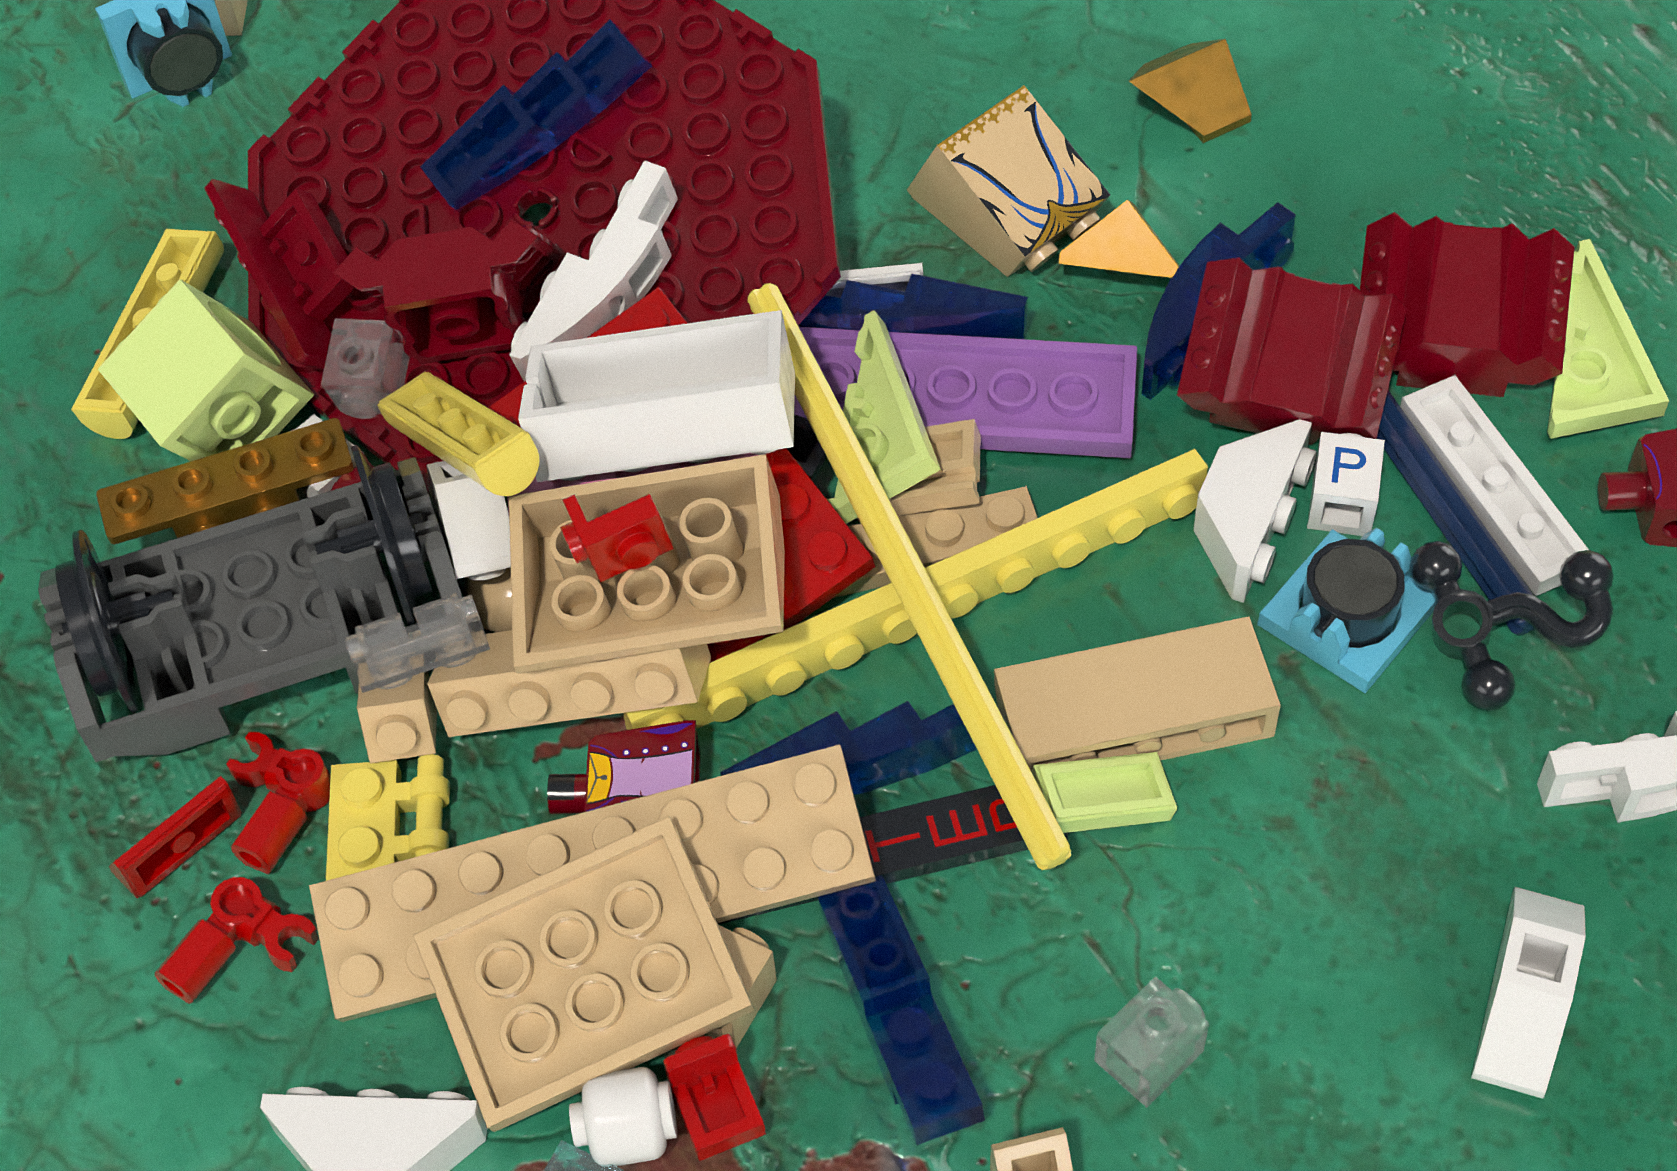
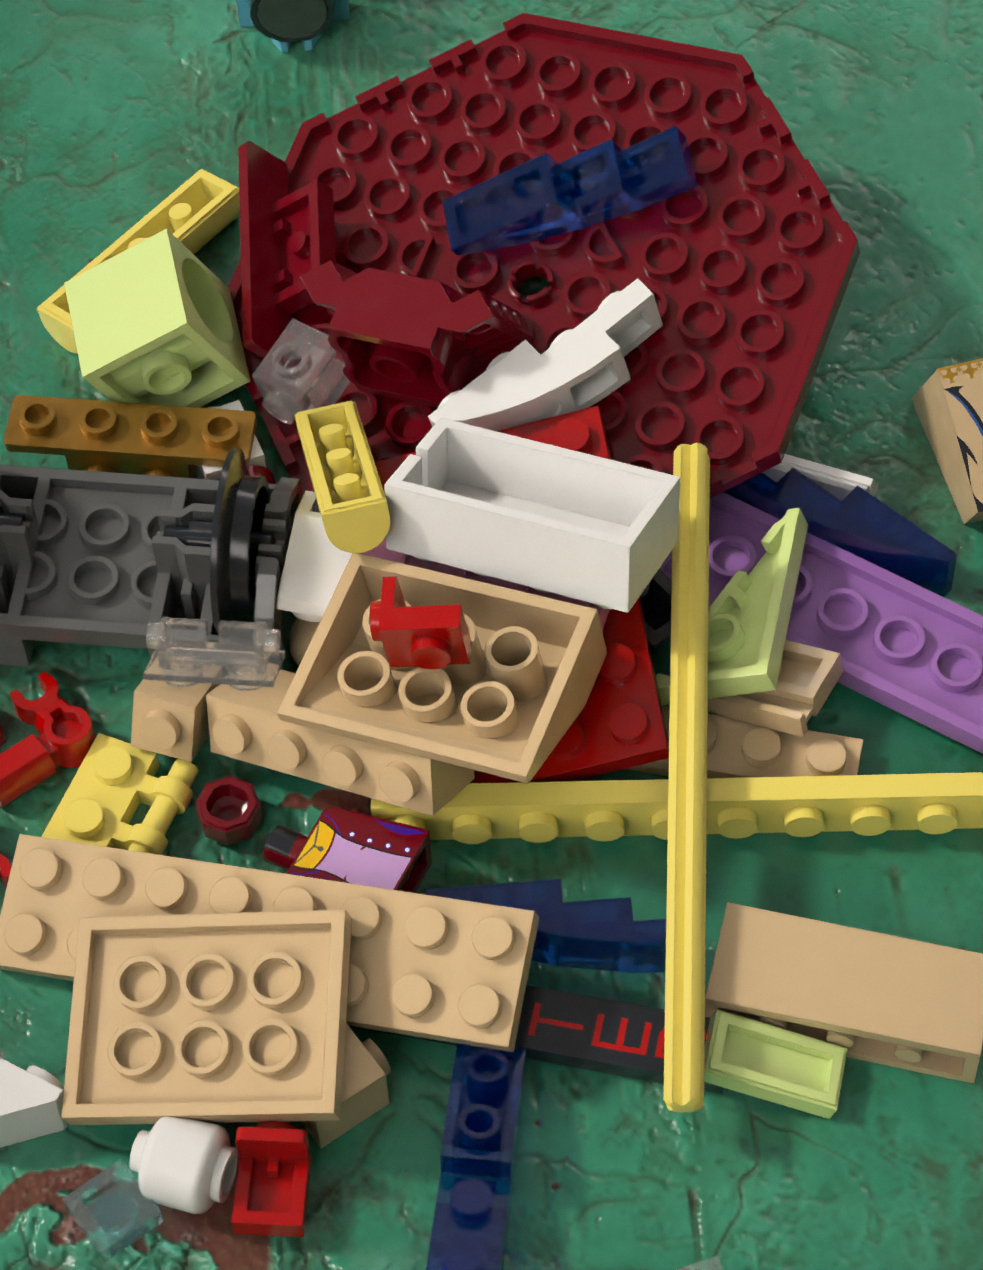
camera: 25 degrees right, 0 degrees up
(492, 783) = (229, 810): none -> dark red tile

